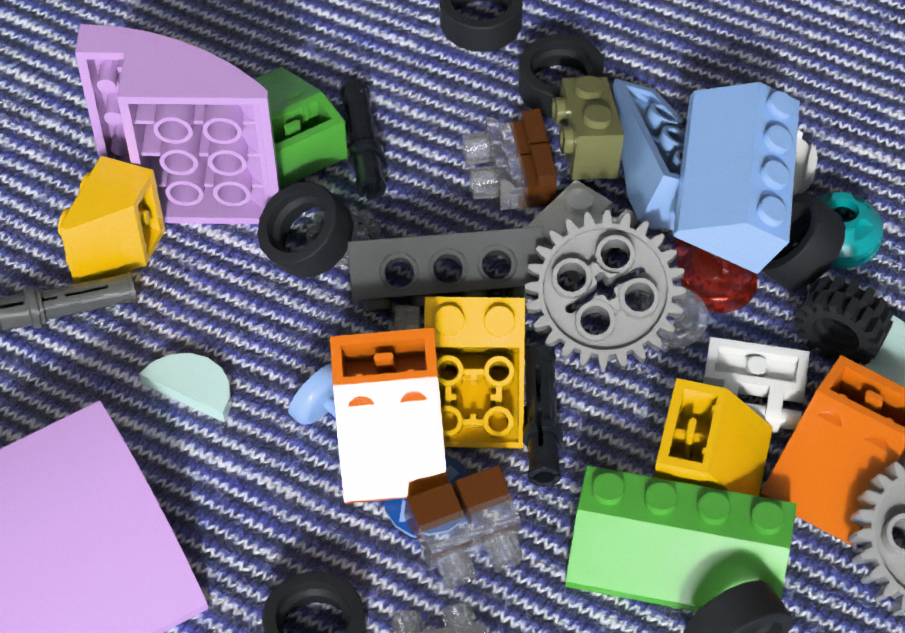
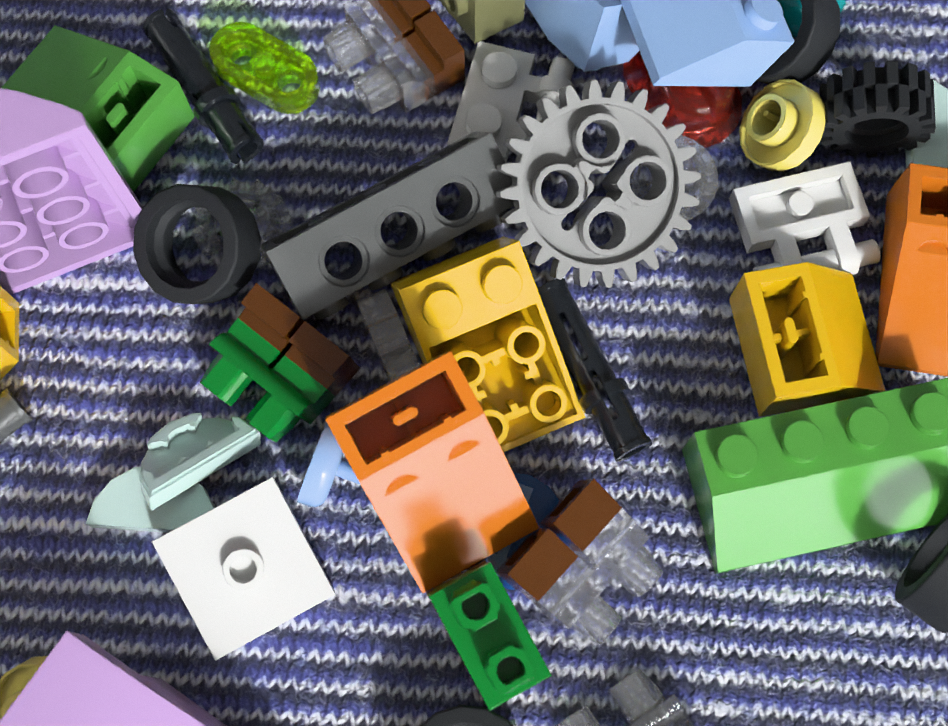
camera: 25 degrees left, 20 degrees up
(231, 440) = (244, 568): none -> white plate
(234, 357) = (191, 451): none -> light aqua tile
(316, 313) = (282, 356): none -> green hips
(374, 539) = (488, 634): none -> green hips
(420, 149) = (269, 69): none -> clear neon green plate
(769, 309) = (782, 125): none -> light yellow plate

